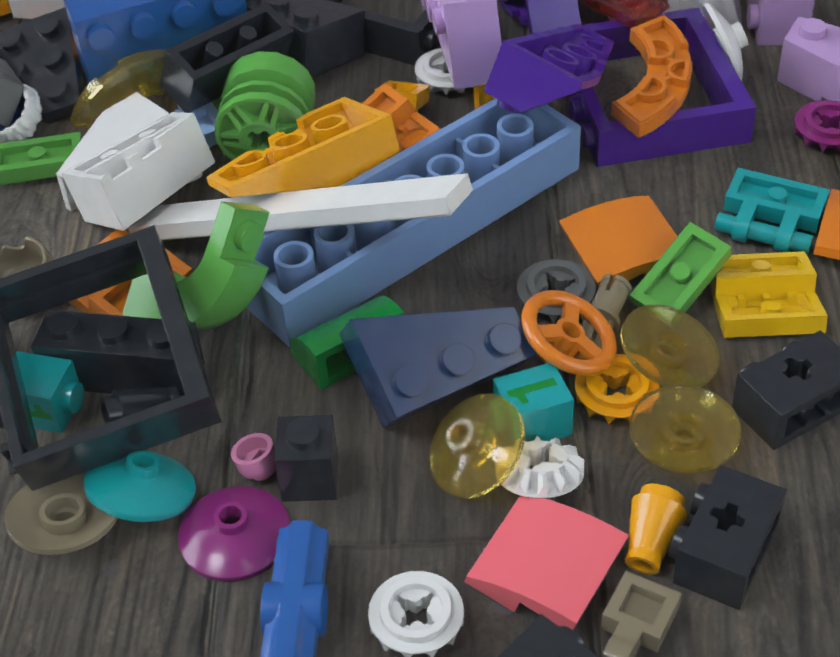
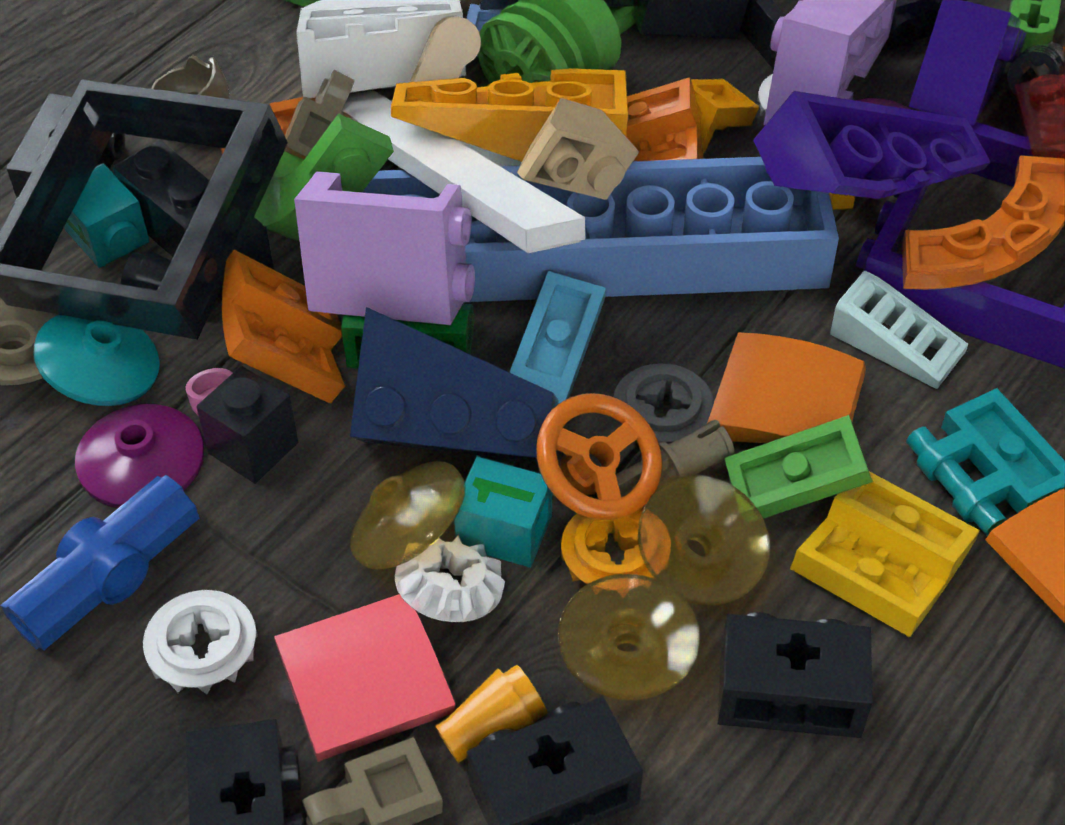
camera: 35 degrees right, 5 degrees up
(171, 235) = (314, 117): none -> dark tan plate
(204, 151) = (449, 47): none -> tan leg
(268, 380) = (274, 331): none -> orange slope
(318, 282) = (384, 252): none -> lavender panel
(386, 151) = (578, 151): none -> tan slope
(450, 276) = (558, 333): none -> medium azure hinge
(643, 171) = (874, 302): none -> light aqua slope

